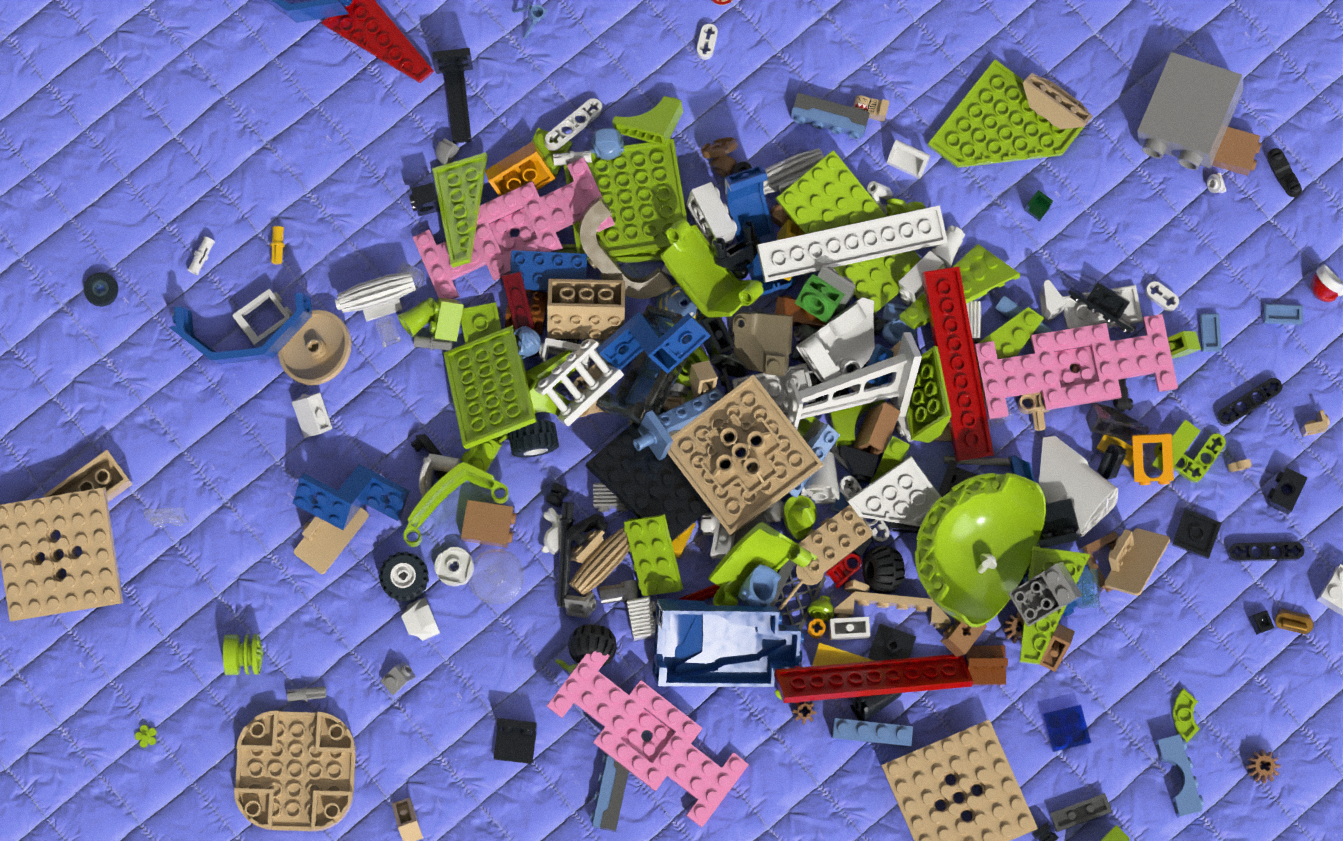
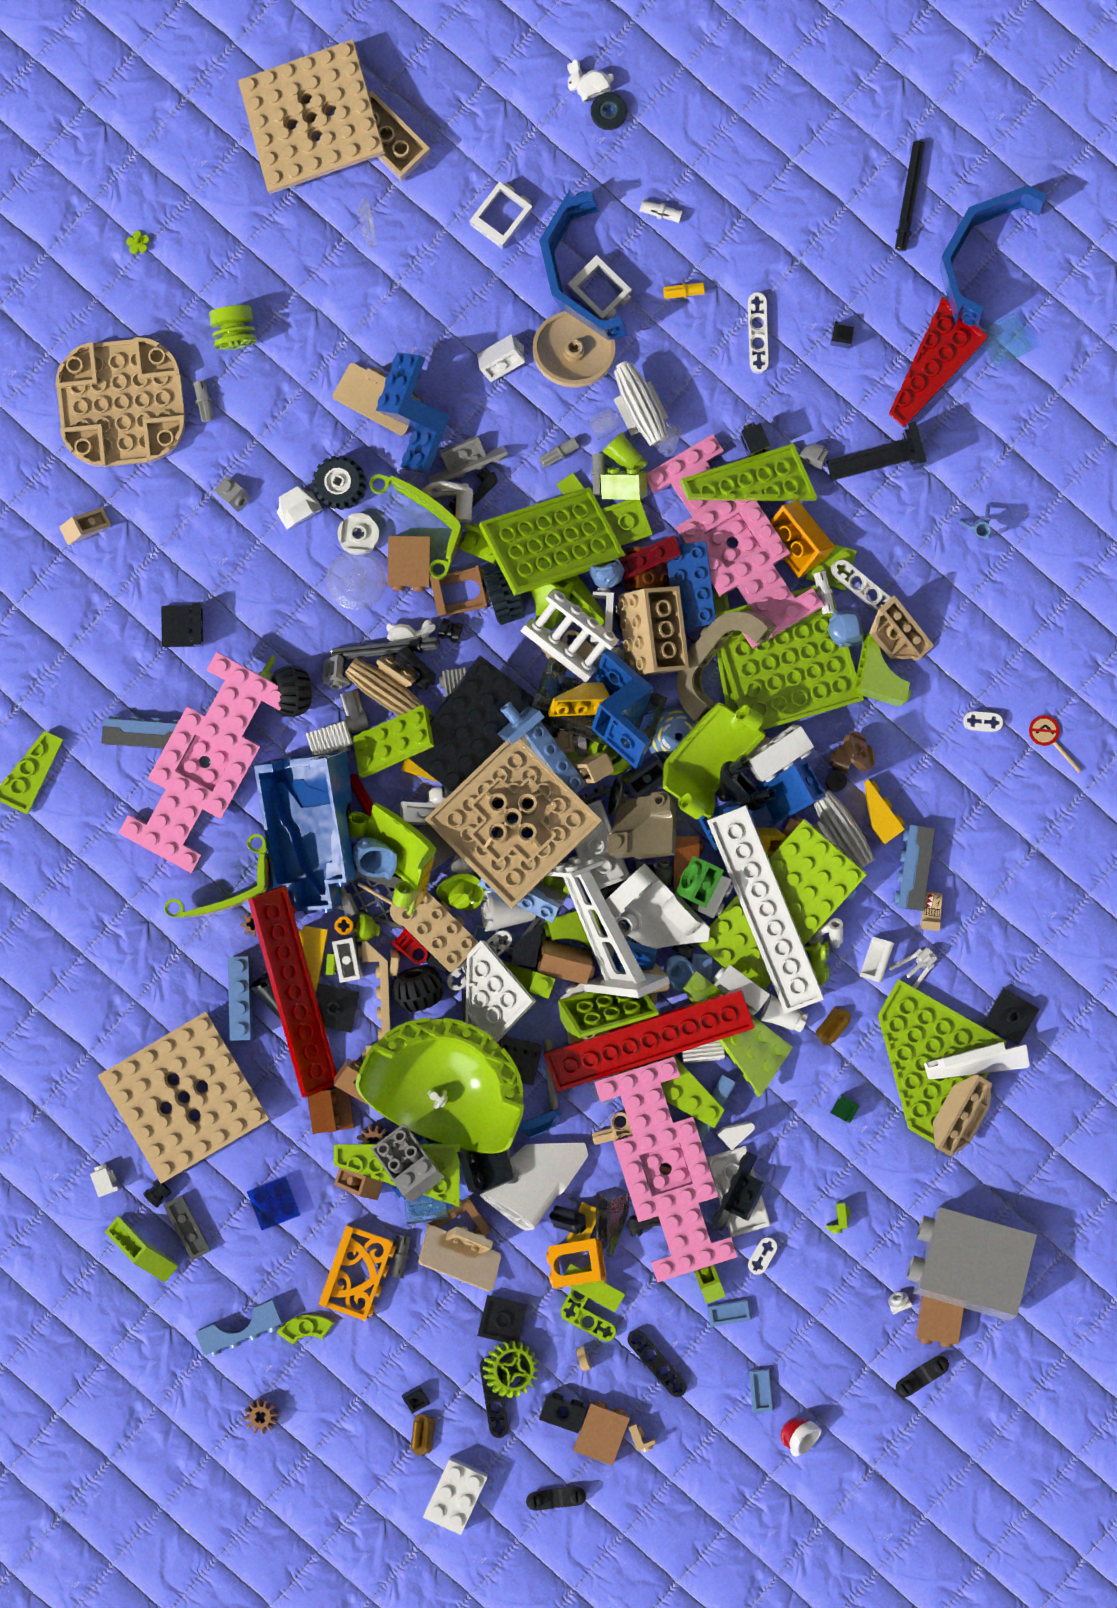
camera: 85 degrees right, 10 degrees up
(73, 303) = (588, 84): none -> white animal
(193, 410) = (489, 232): none -> white window
(226, 38) = (909, 196): none -> black axle
(327, 184) = (758, 333): none -> white beam
(341, 114) = (841, 335): none -> black panel
(399, 459) = (466, 457): none -> light grey bracket
(407, 375) = (558, 452): none -> light grey axle
(439, 371) = (569, 484): none -> lime tile
(533, 464) = (463, 575): none -> medium nougat panel
(617, 98) = (899, 633): none -> tan wedge
(640, 378) = (579, 700): none -> yellow slope
(770, 694) = (263, 885): none -> lime panel
(783, 138) = (881, 818): none -> yellow slope
(799, 620) = (348, 902): none -> light grey axle
(851, 644) = (331, 967): none -> lime tile
(914, 119) = (925, 961): none -> white plant
(962, 206) = (833, 1025): none -> pearl gold piece
(972, 54) = (1010, 1016): none -> black tile
(1009, 83) = (979, 1060): none -> white wedge
(1113, 666) = (347, 1245): none -> light orange fence
(1128, 618) = (401, 1256): none -> flat silver pin
(1132, 220) = (842, 1214): none -> lime bracket
(1236, 520) = (508, 1376): none -> lime gear
(1308, 457) = (601, 1432): none -> medium nougat brick

